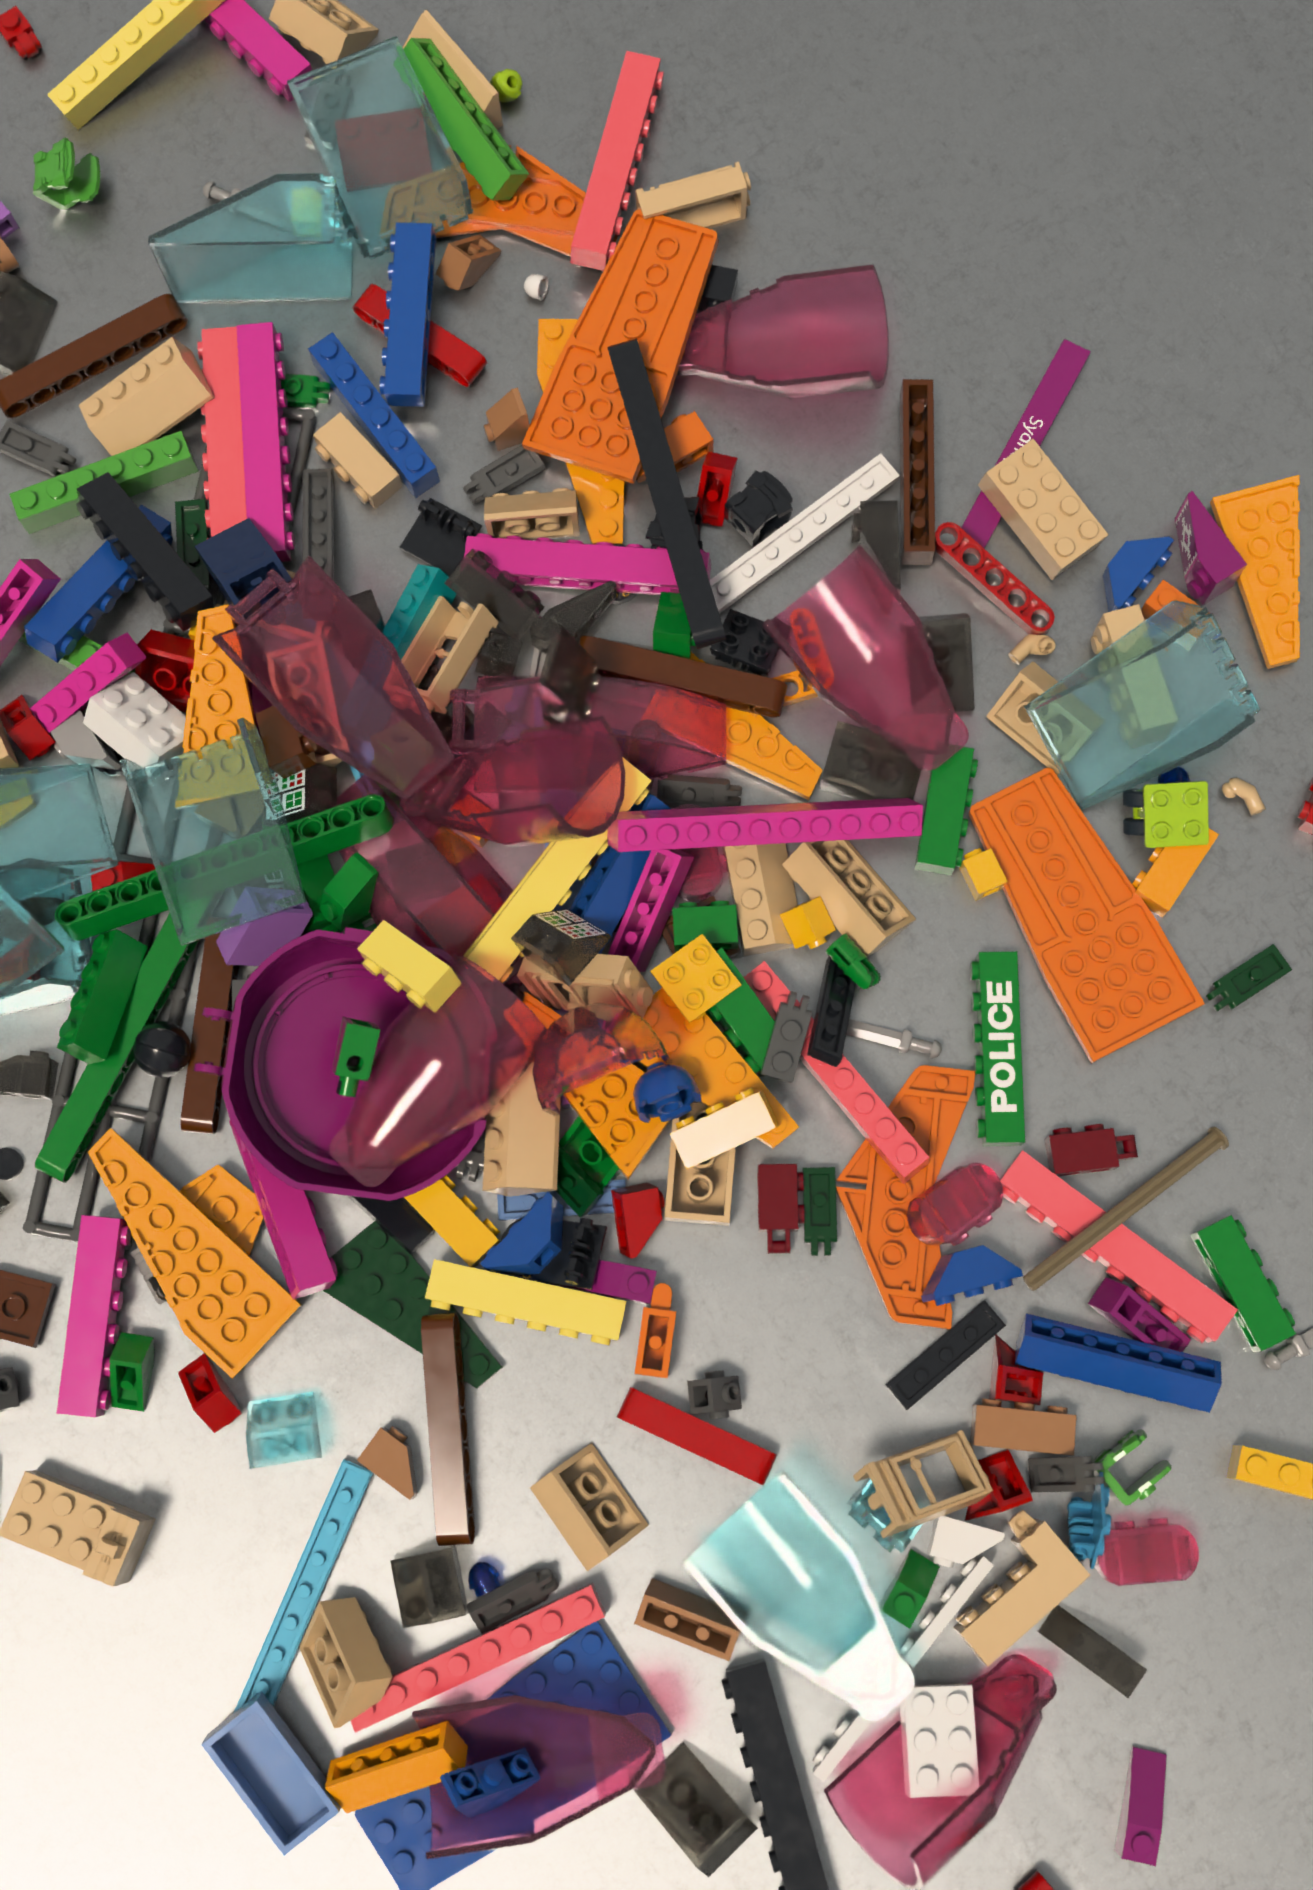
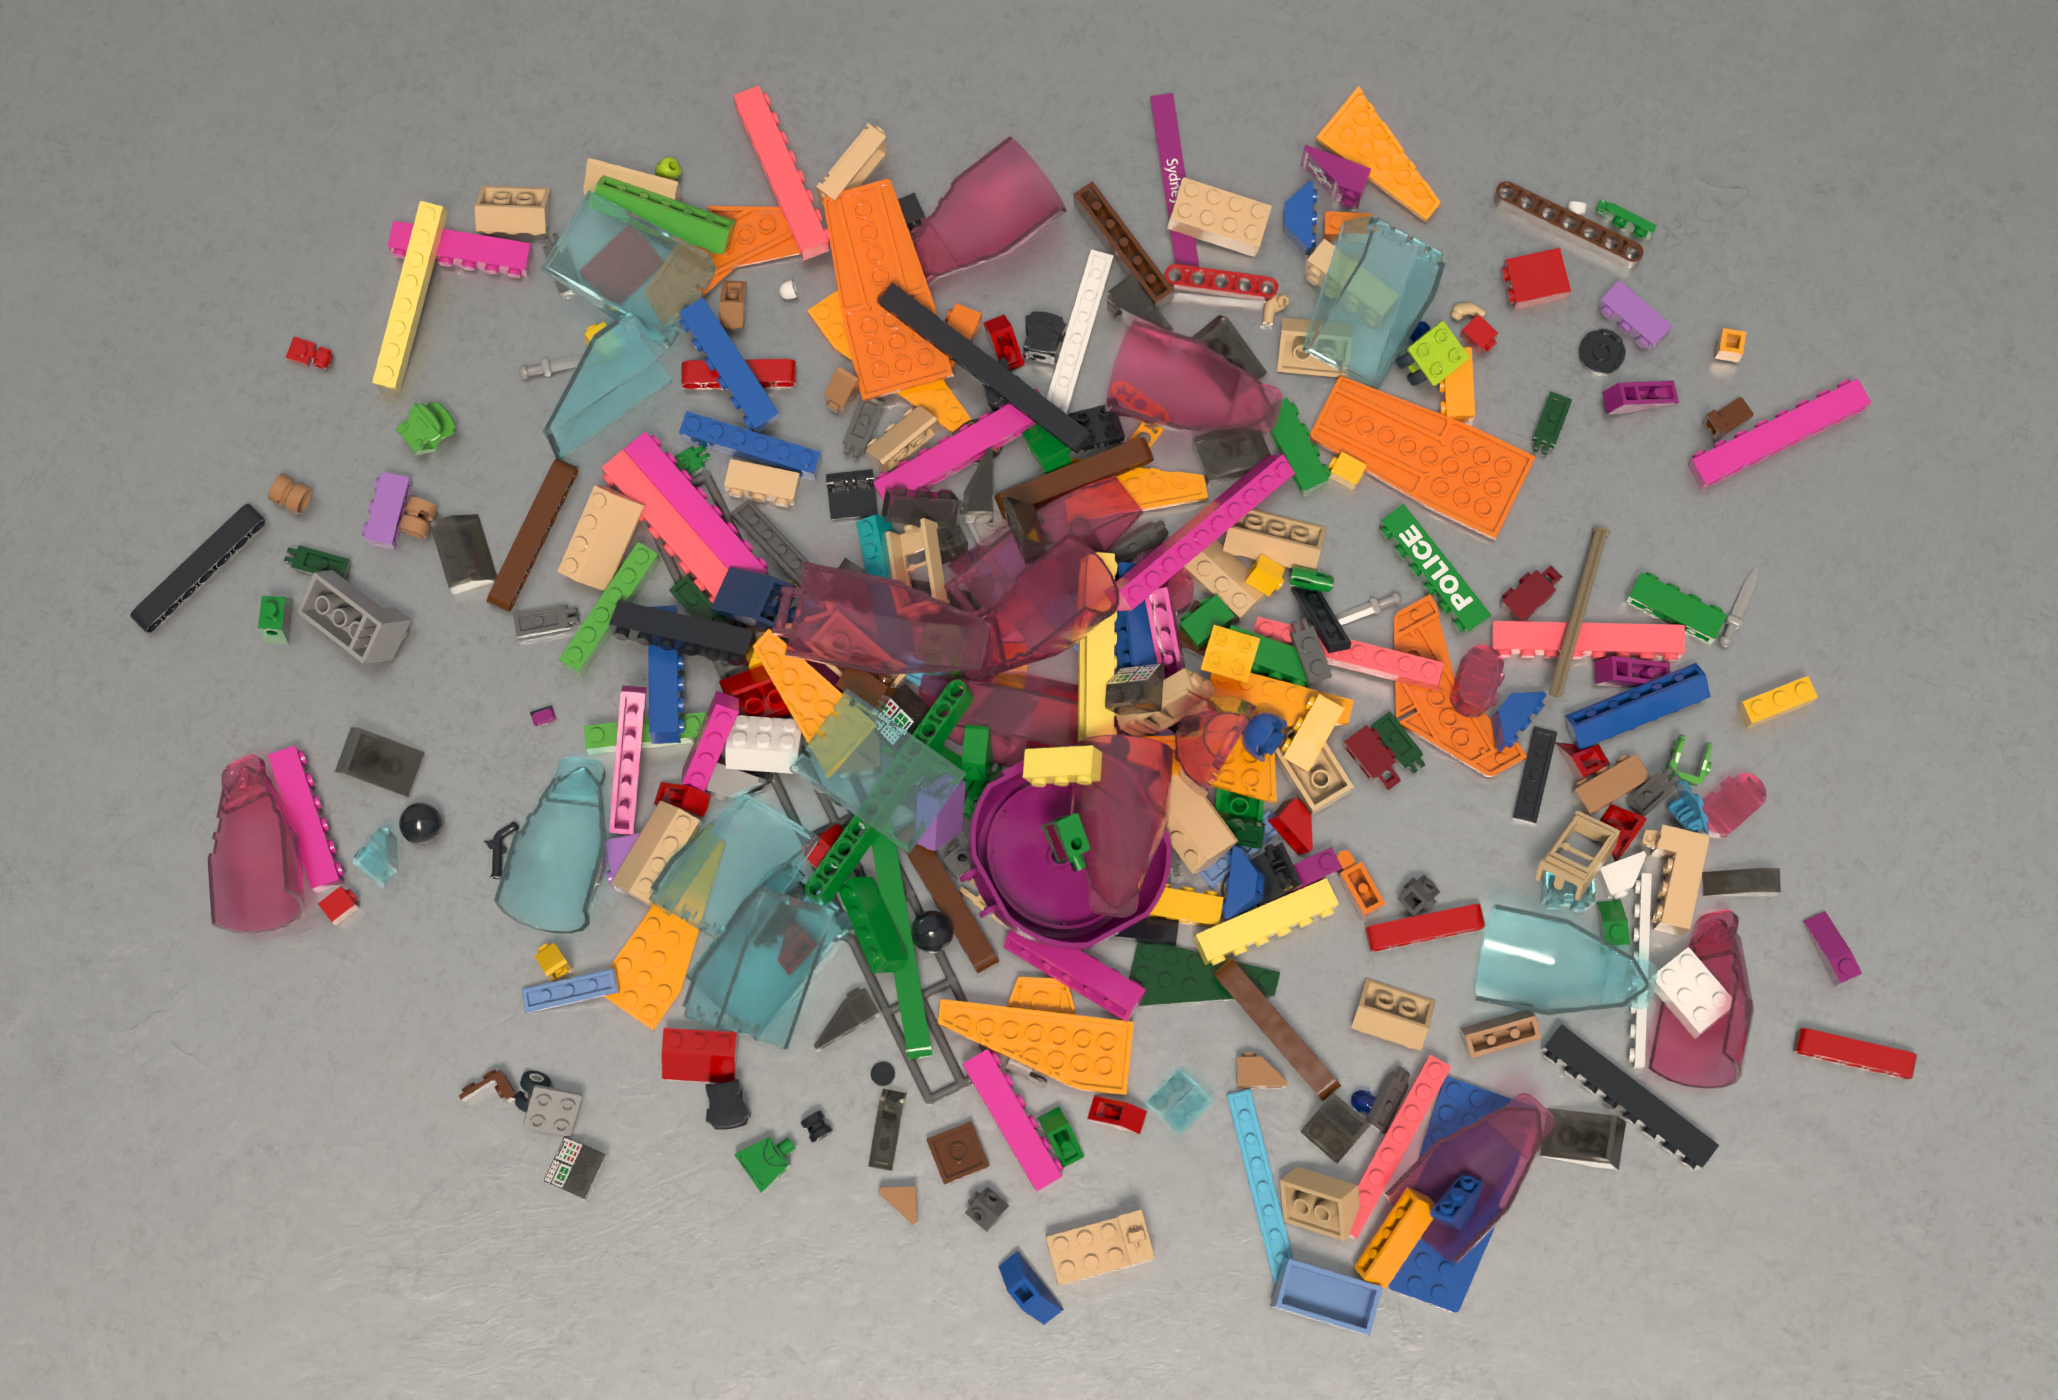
camera: 40 degrees left, 0 degrees up
(1238, 828) = (1479, 335): none -> red brick

